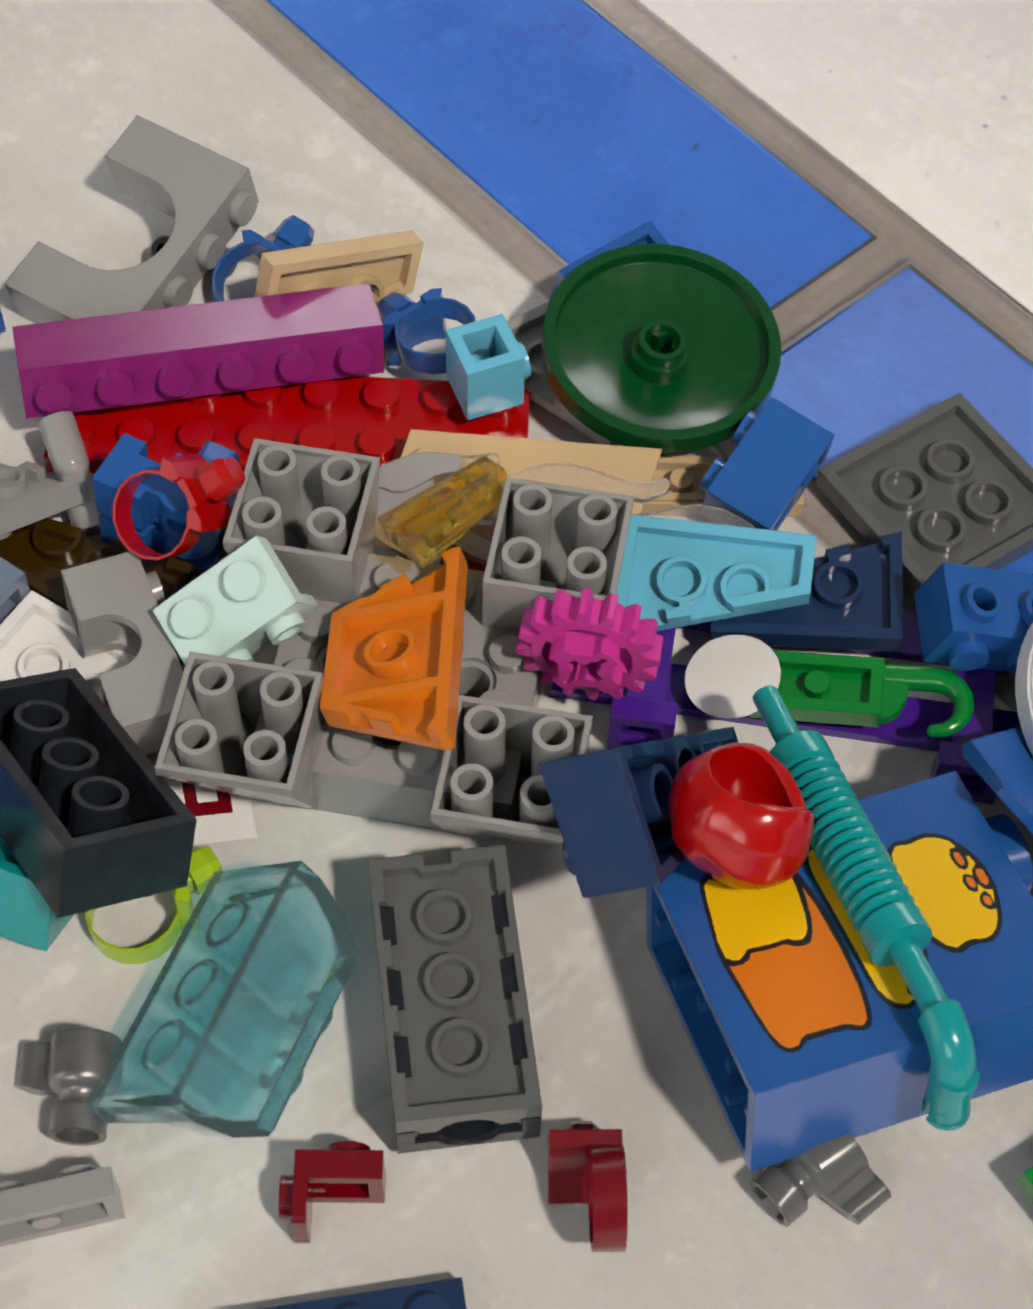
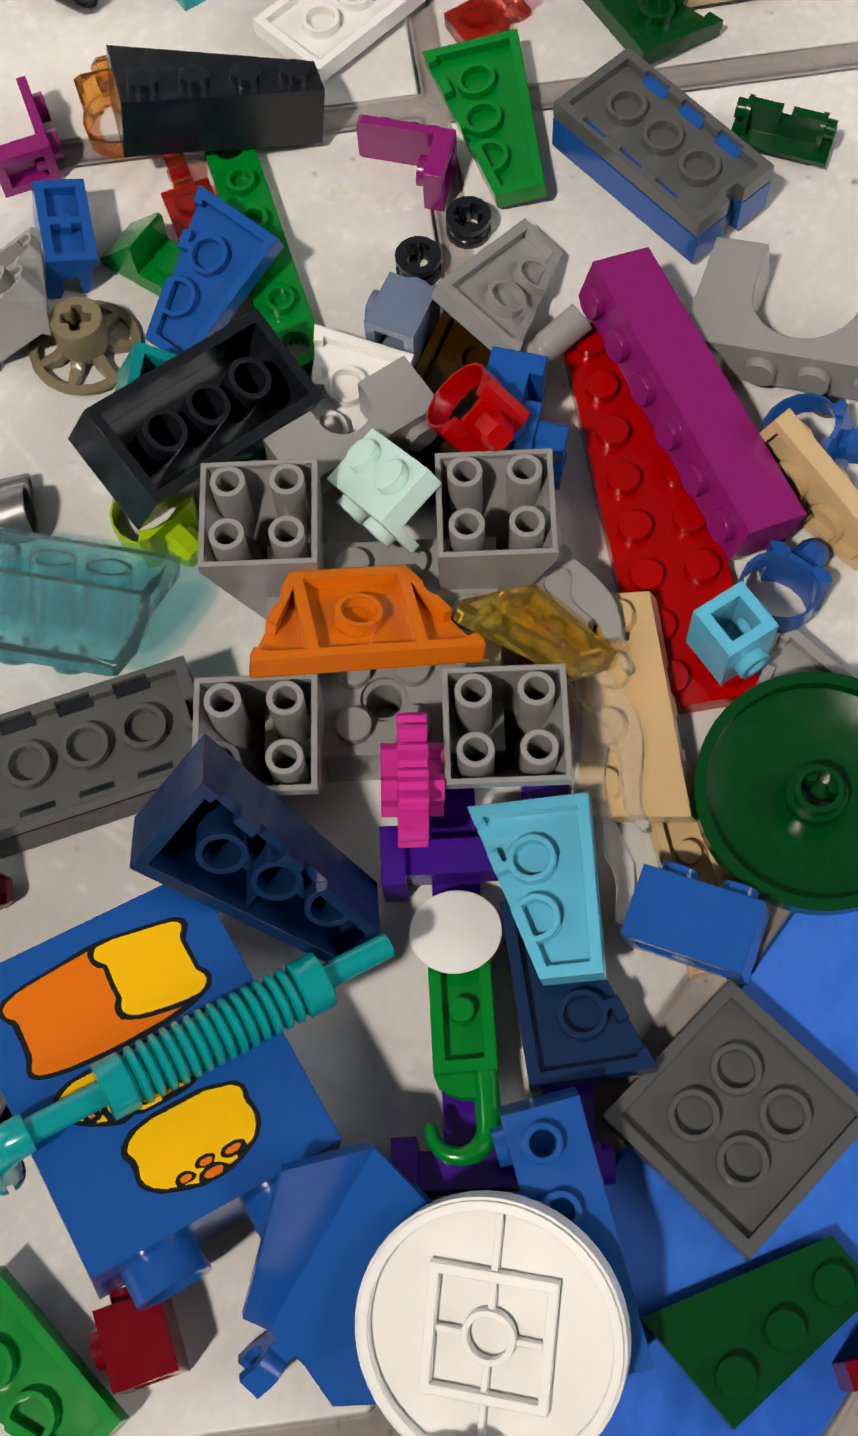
camera: 85 degrees right, 10 degrees up
(740, 817) = (202, 926): red piece -> none

